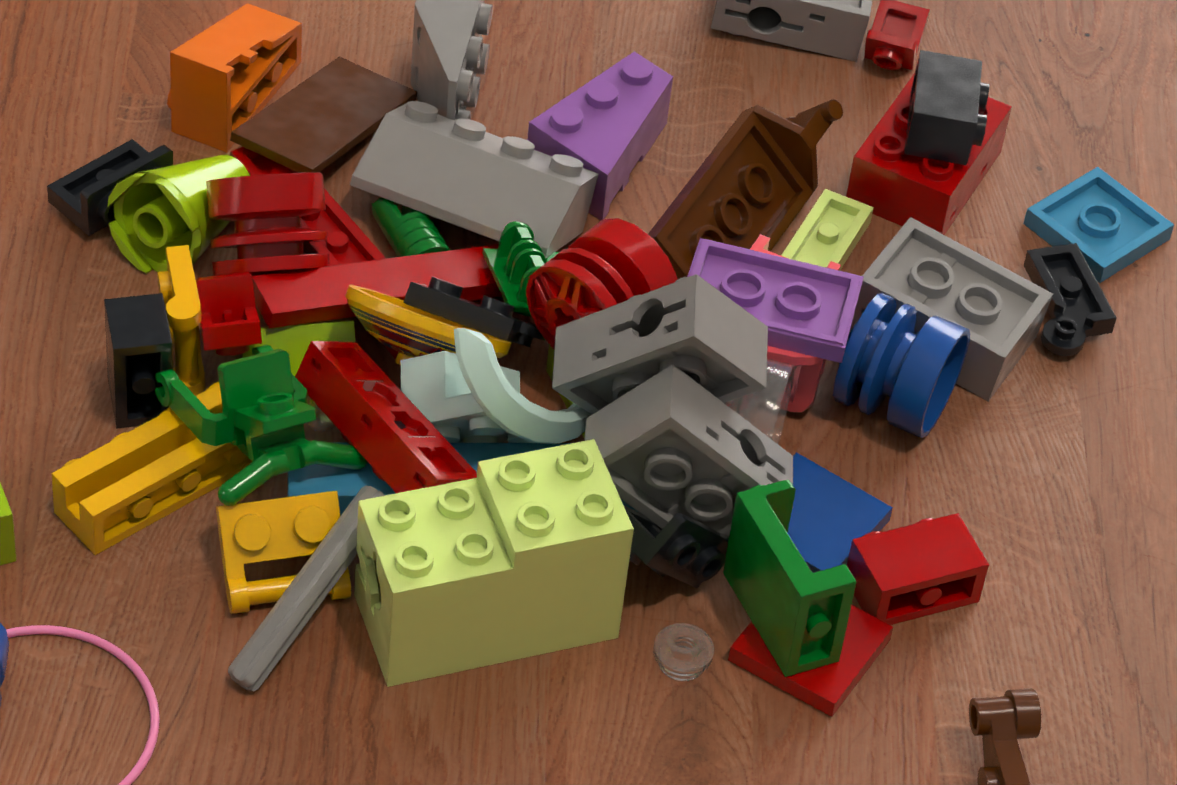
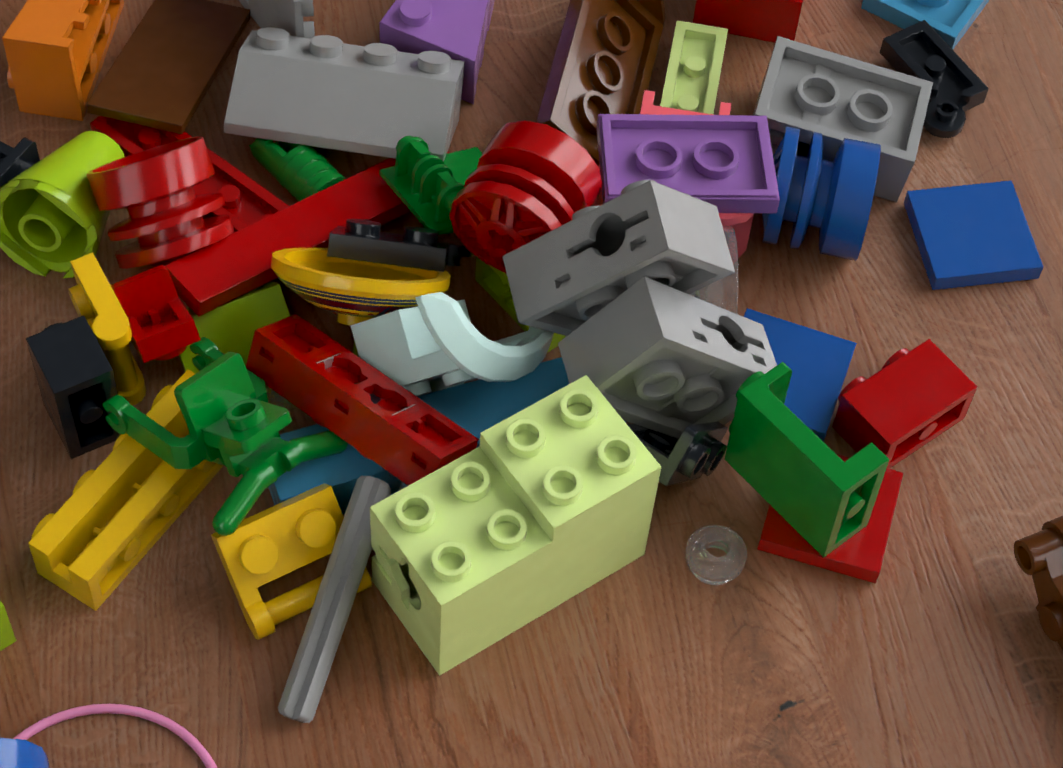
camera: 15 degrees left, 10 degrees up
(1051, 445) = (972, 235): none -> blue tile

